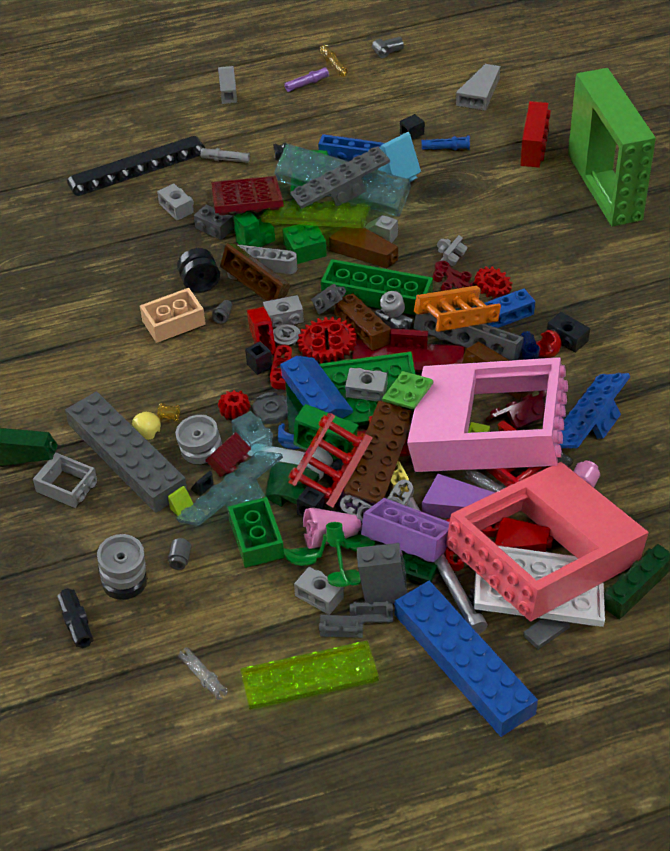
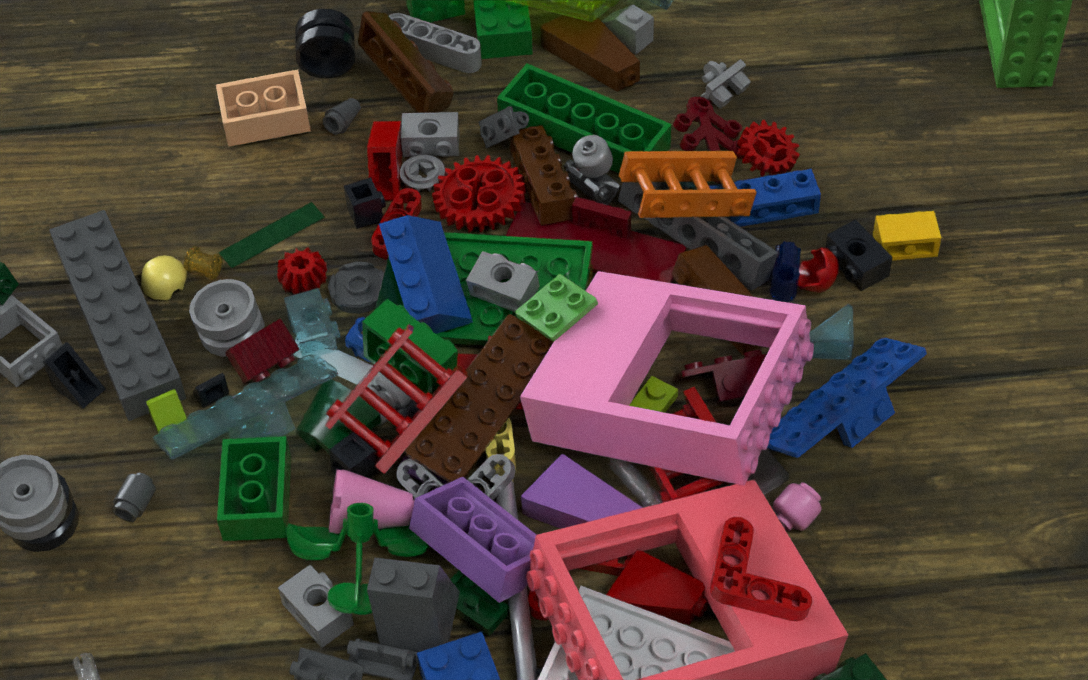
camera: 15 degrees right, 5 degrees up
(112, 493) = (72, 376): none -> black slope
(204, 388) = (271, 234): none -> dark green sticker
(575, 377) = (834, 336): none -> clear light blue slope
(594, 314) = (908, 235): none -> yellow brick
(612, 519) = (743, 583): none -> red beam

